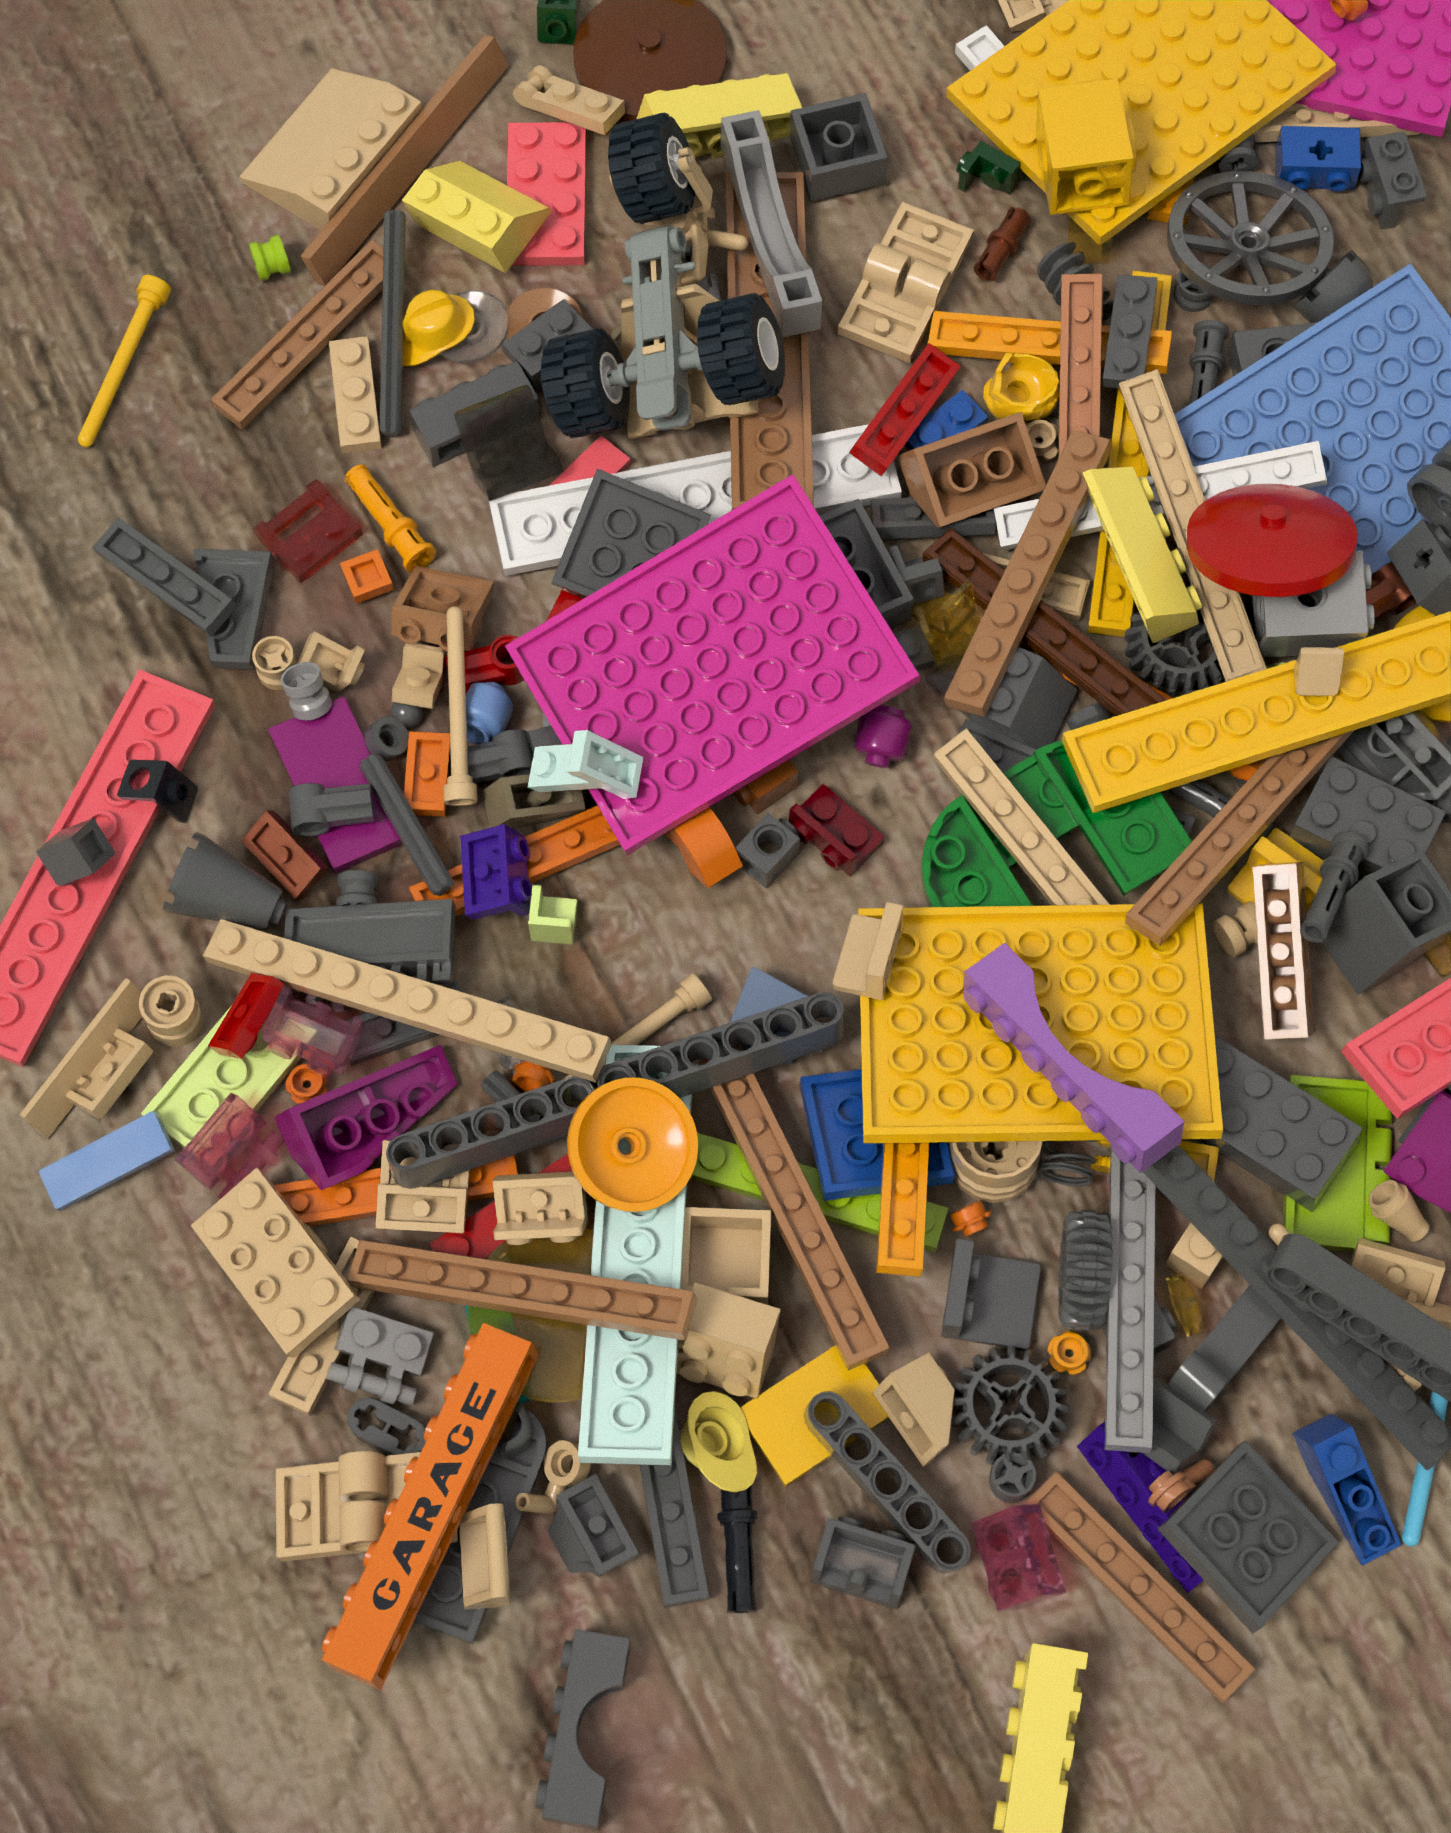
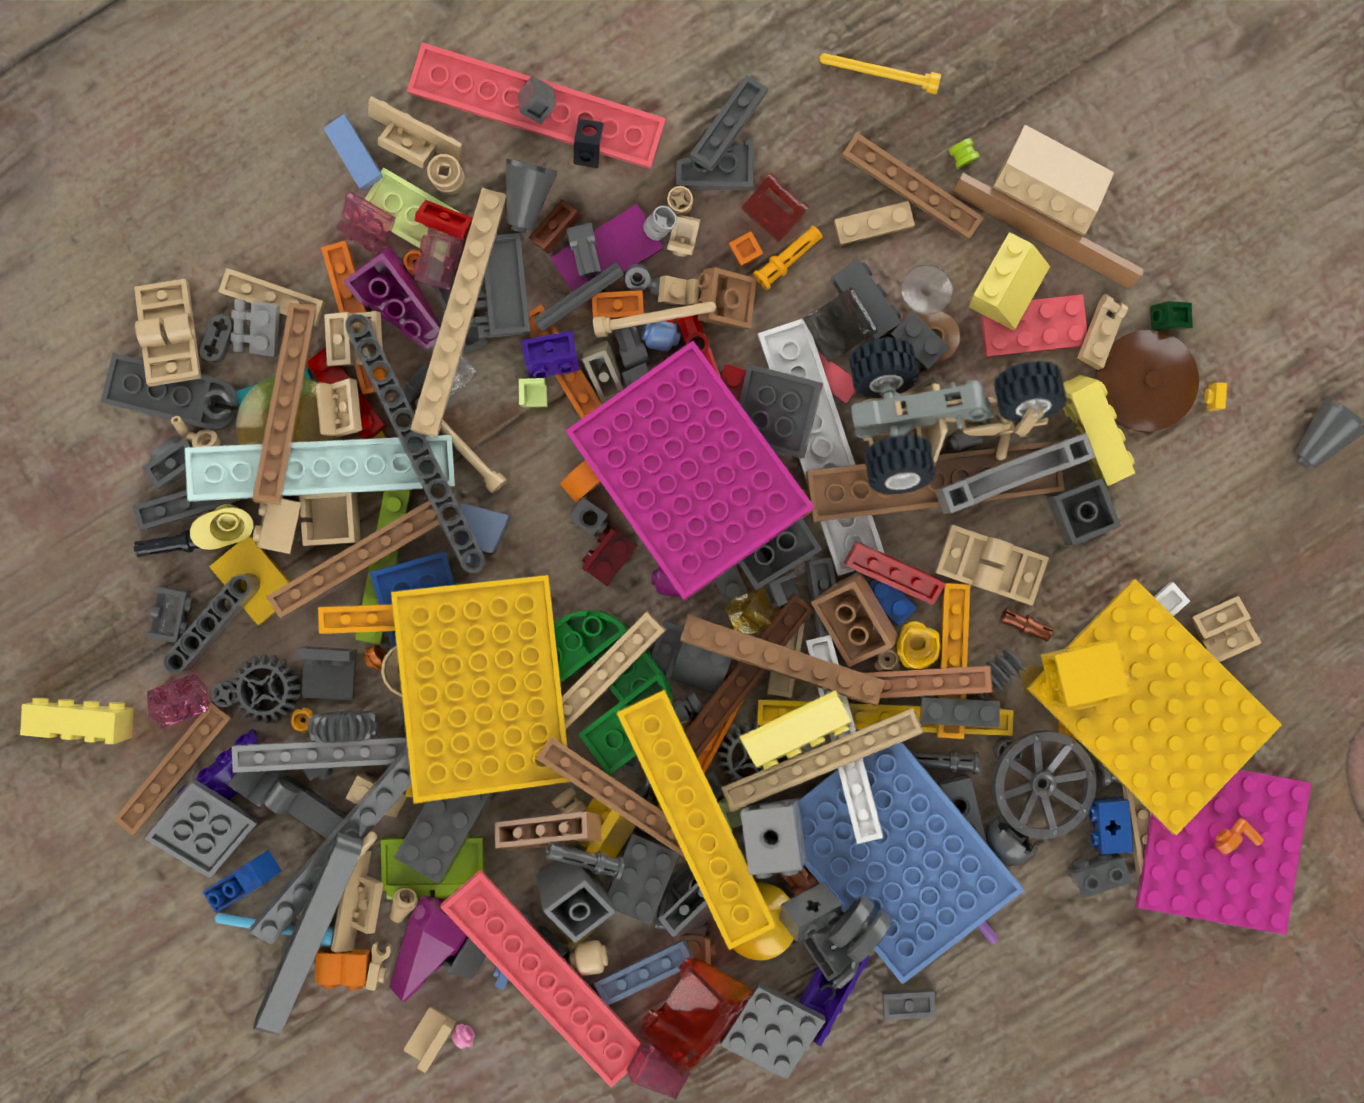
camera: 80 degrees right, 20 degrees up
(275, 1262) = (298, 260): tan plate -> none
(357, 887) = (535, 274): dark grey wheel -> none
(392, 323) = (924, 239): dark grey axle -> none
(430, 1506) = (158, 368): orange brick -> none
(434, 325) = (923, 264): yellow piece -> none
(484, 1558) = (139, 403): tan tile -> none
(586, 764) = (609, 400): light aqua bracket -> none
(595, 1669) = (31, 468): dark grey arch -> none
(659, 1137) = (362, 464): light orange dish -> none
(869, 953) = (513, 583): tan panel -> none
(919, 1405) = (258, 638): tan slope -> none
(989, 165) = (1080, 615): dark green bracket -> none
(1129, 1117) = (408, 750): medium lavender arch -> none
(1172, 1489) = (217, 784): nougat plate -> none
(1185, 1304) = (338, 784): clear yellow tile -> none
(1271, 540) = (803, 812): red dish -> none
(1318, 671) = (718, 845): tan slope -> none

